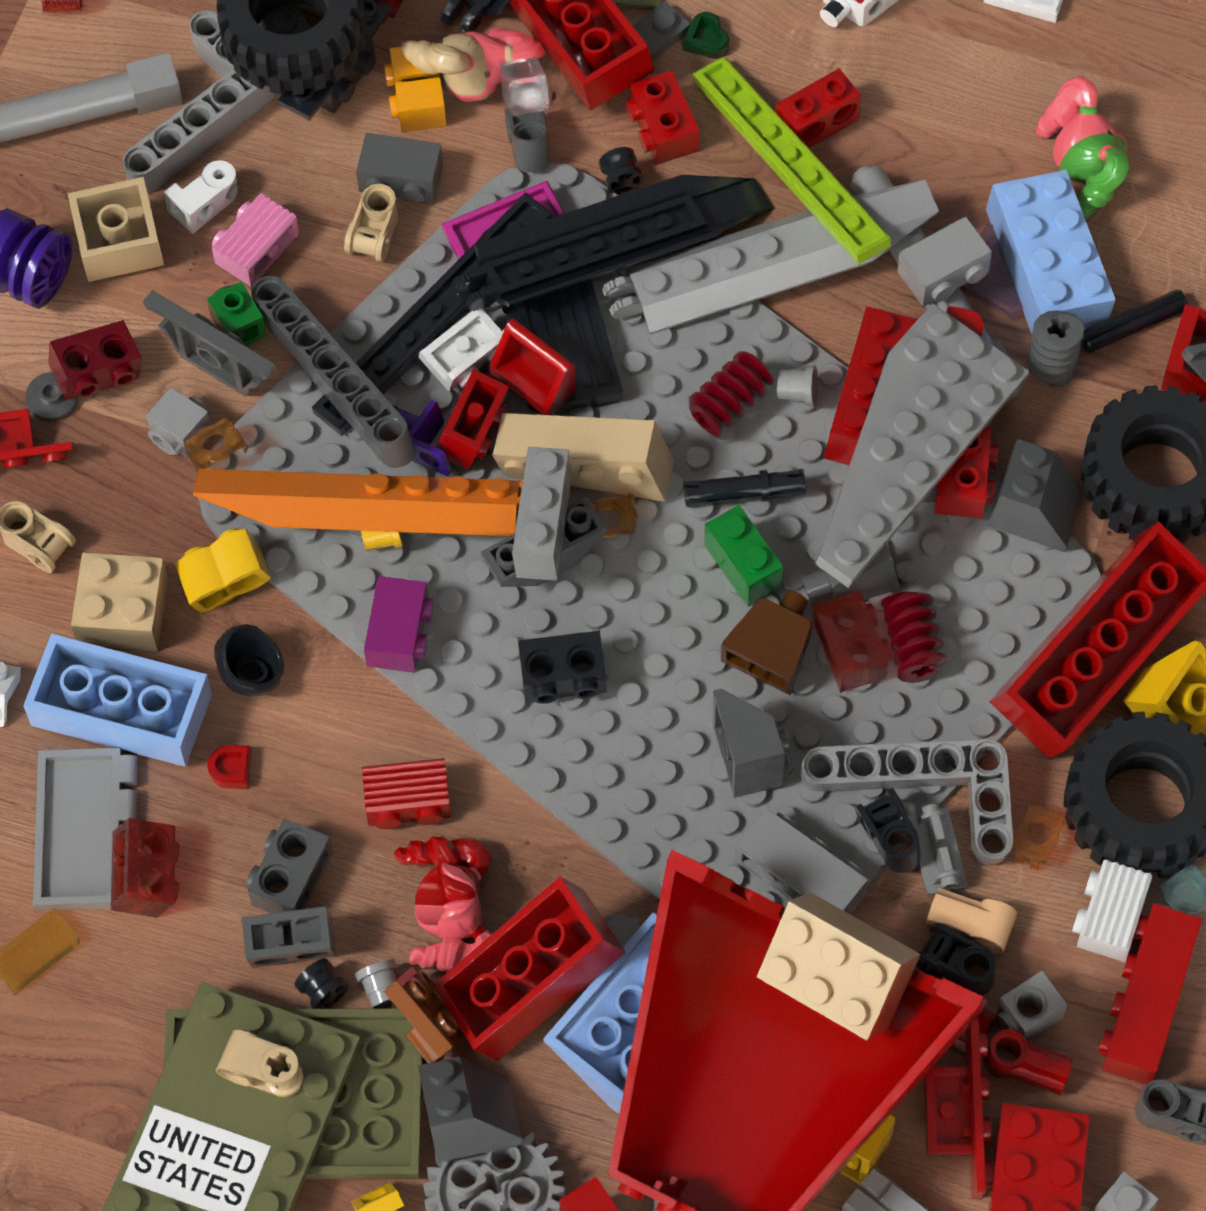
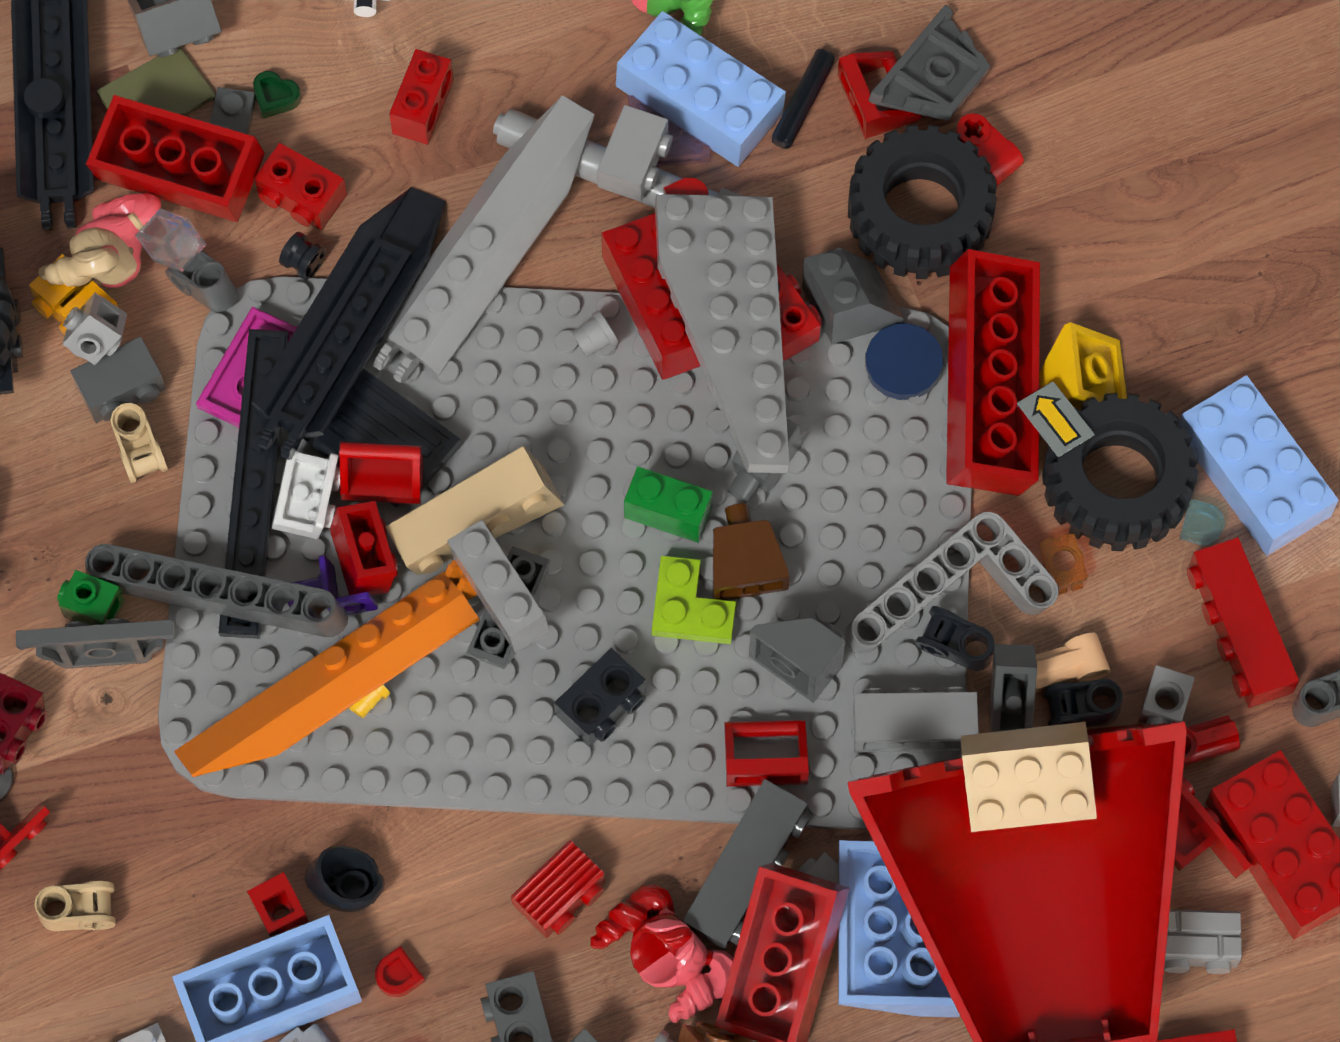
camera: 40 degrees left, 5 degrees up
(120, 601) = (197, 908): tan brick -> none
(175, 421) = (118, 725): light grey brick -> none
(181, 635) = (277, 895): none -> red brick
(222, 570) = (259, 819): yellow brick -> none
(232, 442) = (166, 740): clear orange piece -> none
(254, 239) = (48, 525): bright pink brick -> none
(397, 111) = (94, 329): none -> light grey brick
(397, 624) = (442, 760): magenta brick -> none
(598, 865) = (757, 841): none -> dark grey brick
(625, 510) = (538, 533): clear orange piece -> none
(646, 819) = (775, 770): none -> red tile
(687, 650) = (680, 611): none -> lime plate
(727, 391) = (546, 379): dark red piece -> none
(753, 487) = (634, 437): black pin -> none
(792, 160) = (438, 152): lime tile -> none
(844, 642) = (798, 520): clear red brick -> none
(904, 897) = (1012, 687): none -> dark grey brick
(913, 635) = (849, 473): dark red piece -> none
(940, 854) = (1002, 626): light grey hinge -> none
(1037, 581) = (903, 361): none -> dark blue tile
(1055, 347) = (769, 162): dark grey piece -> none
(1113, 910) = (1164, 579): white brick -> none
(1118, 708) = (1055, 419): none -> light grey sticker

